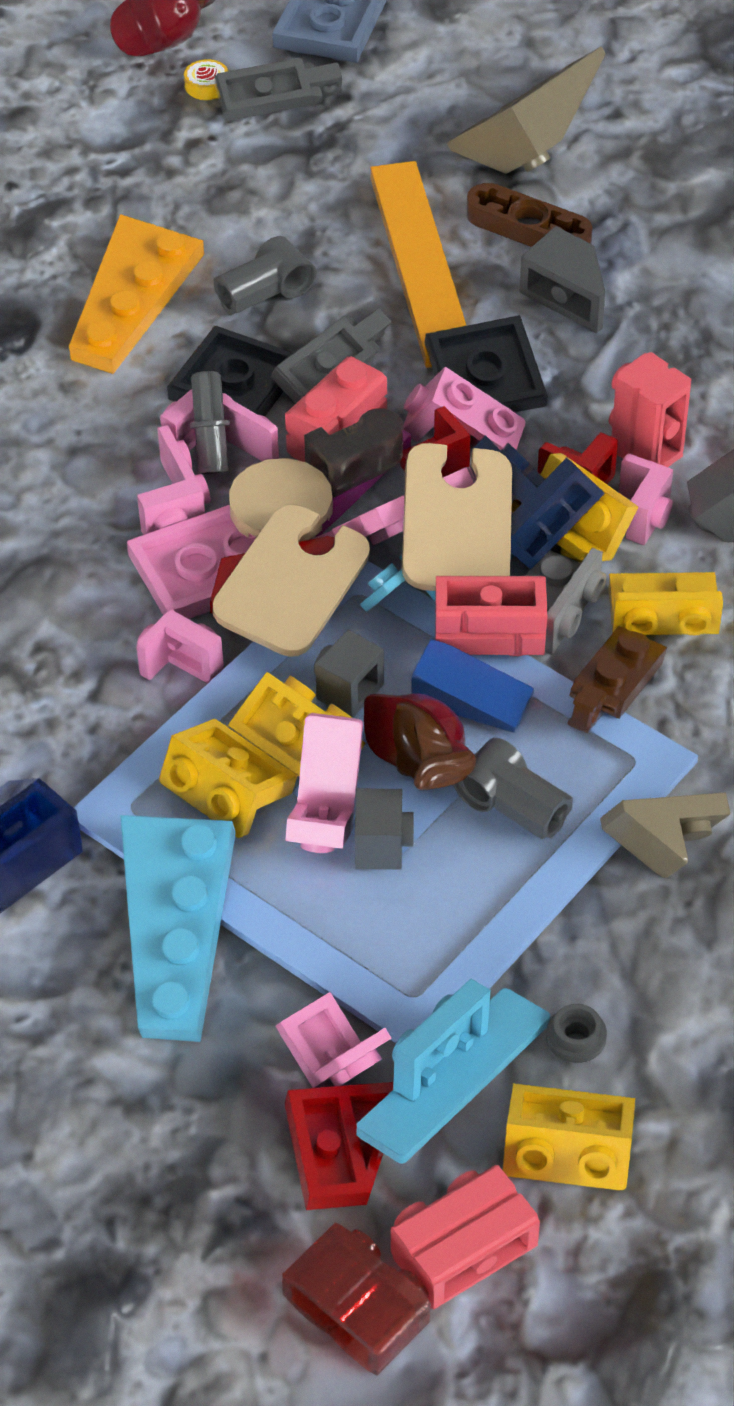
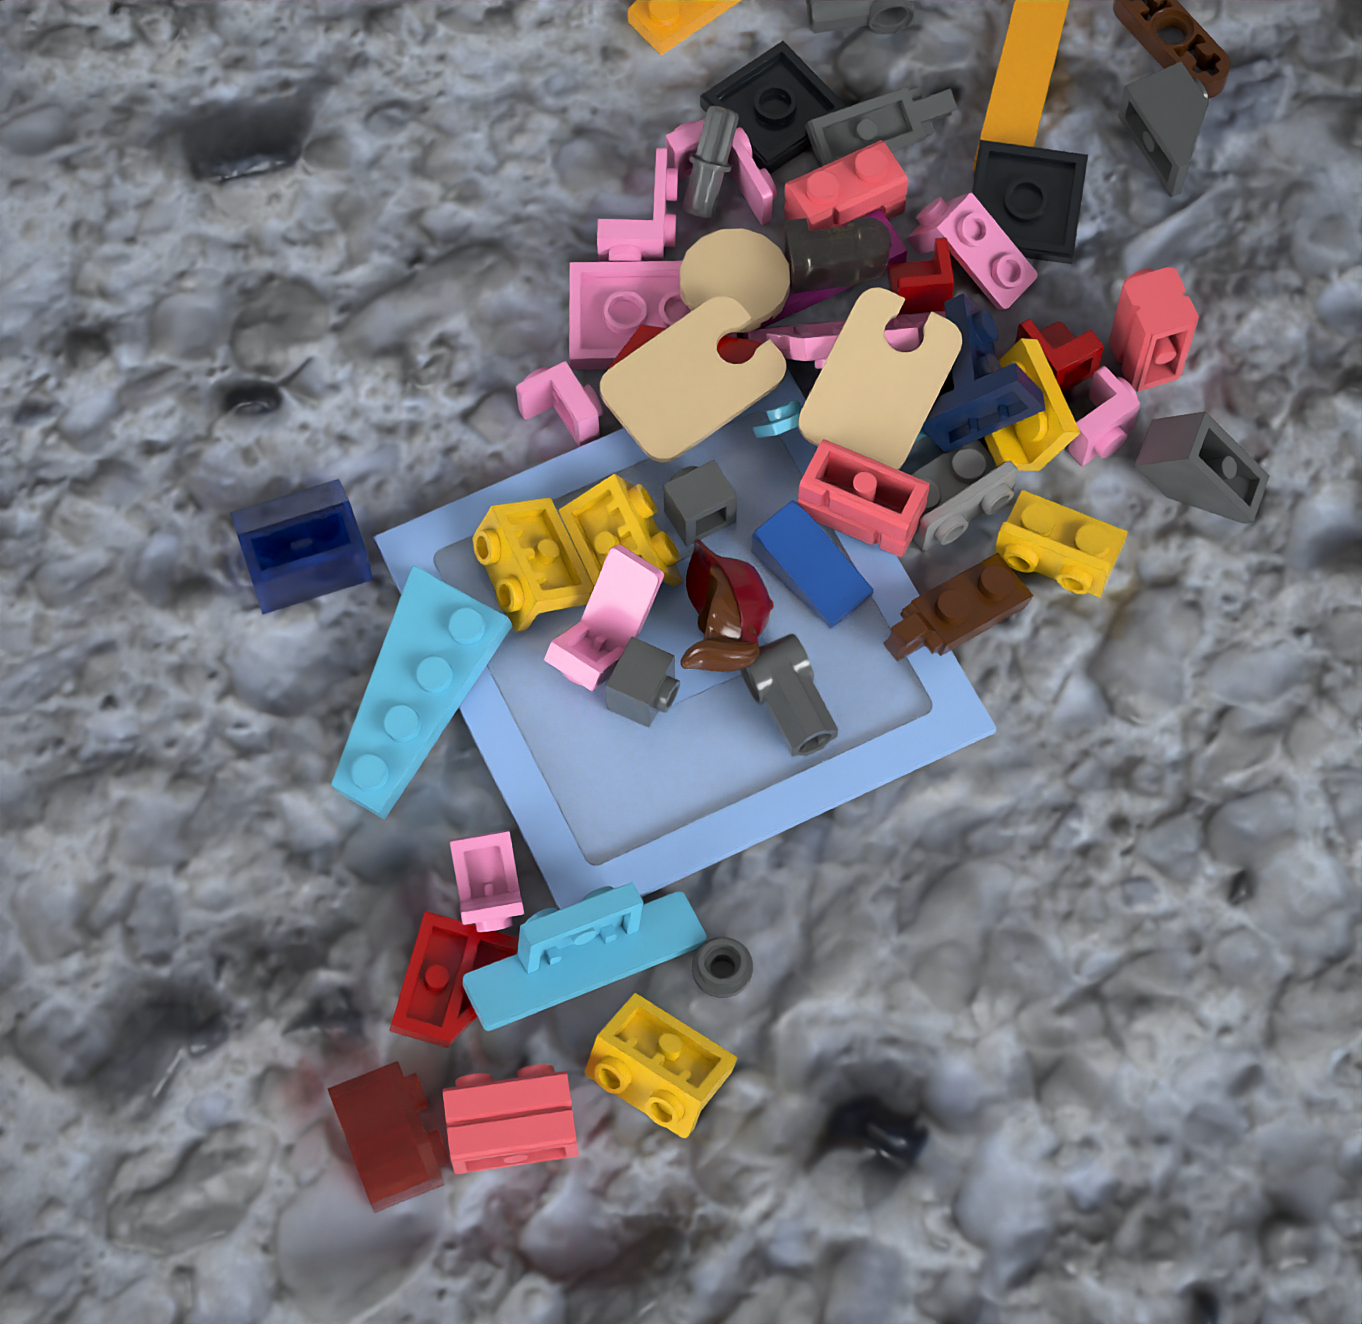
camera: 25 degrees right, 15 degrees up
(659, 826) = (902, 792): dark tan slope -> none

